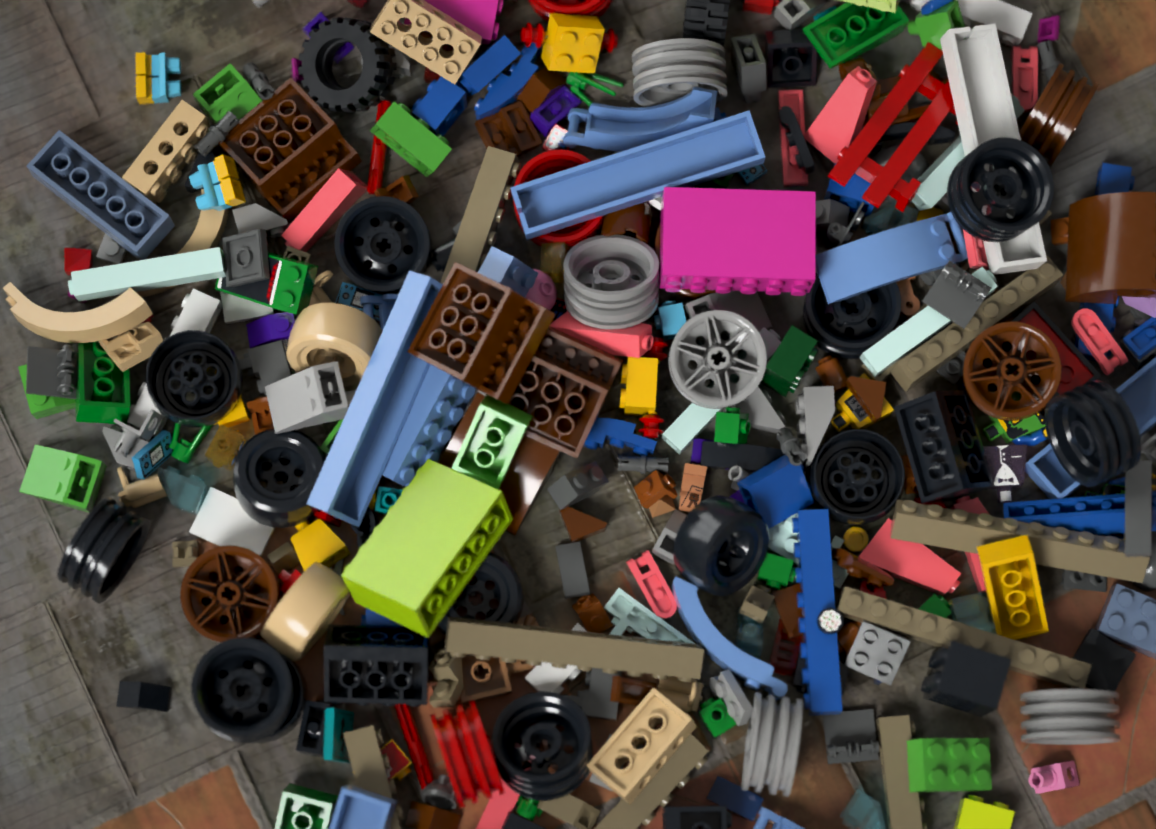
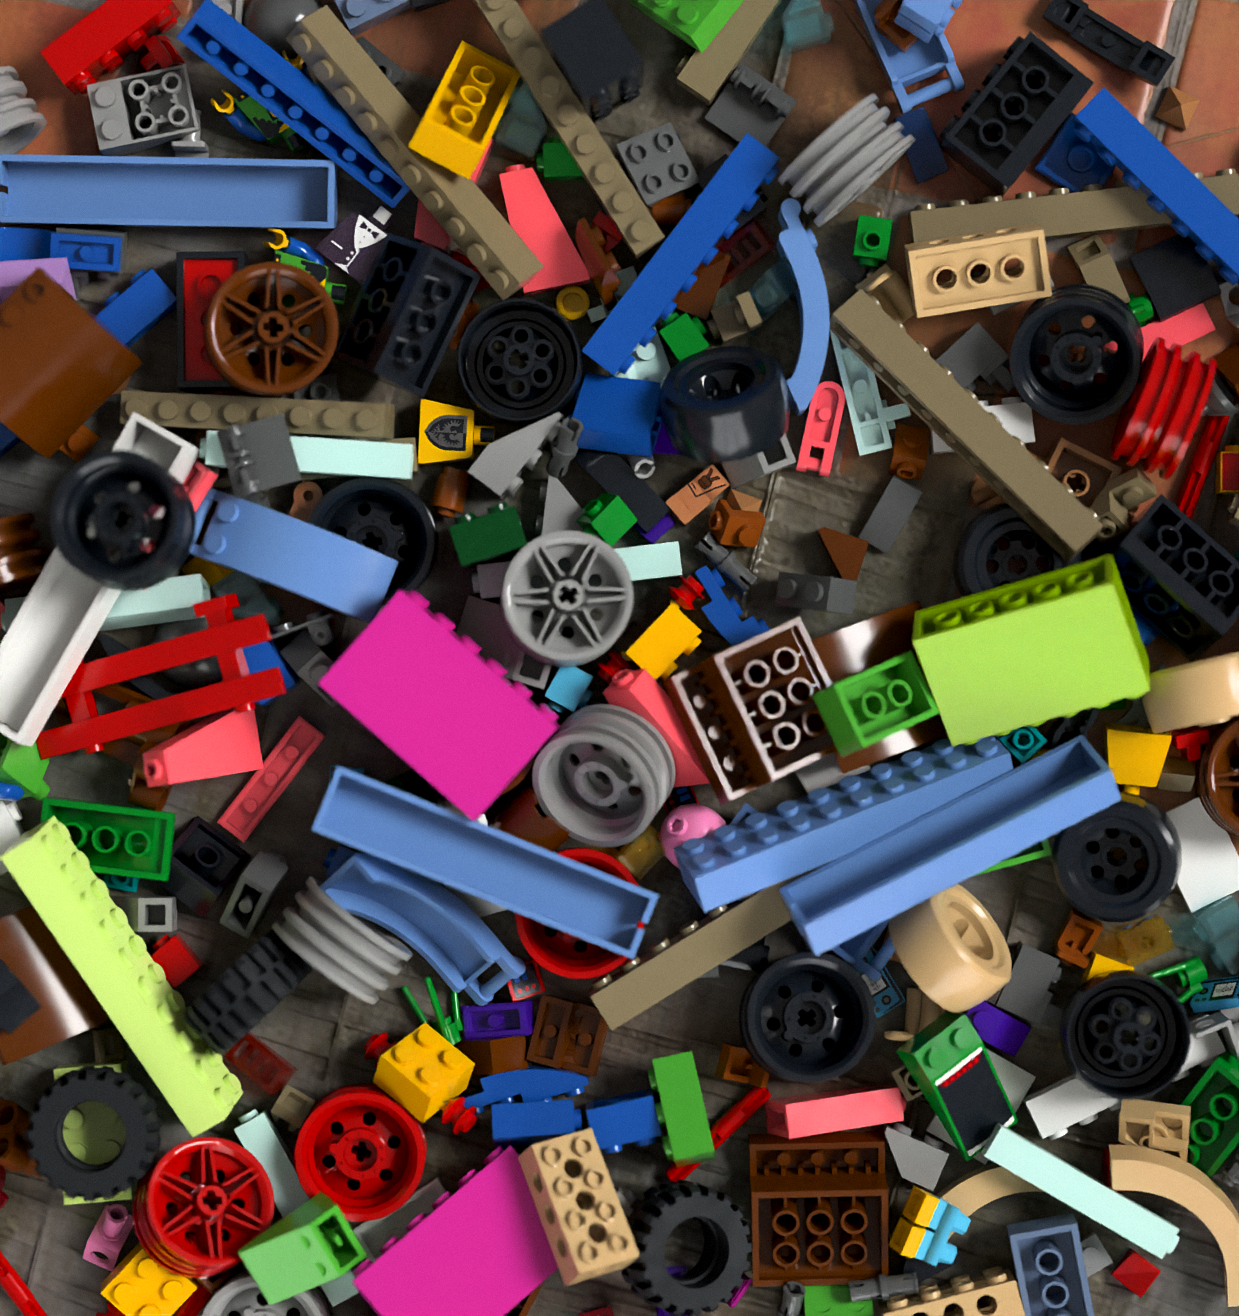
camera: 135 degrees left, 10 degrees up
(246, 258) = (965, 1121): dark grey tile -> none
(307, 398) = (1025, 913): light grey slope -> none
(481, 332) = (798, 824): reddish brown slope -> none
(629, 690) = (937, 336): reddish brown tile -> none
(732, 695) = (839, 256): light grey hinge -> none
(796, 139) = (273, 772): black hinge -> none
(829, 621) = (681, 232): tile -> none
(868, 394) = (435, 432): reddish brown slope -> none
(1092, 433) = (249, 190): black wheel -> none
(1098, 340) = (147, 291): coral plate -> none
(1139, 510) = (269, 76): dark grey slope -> none

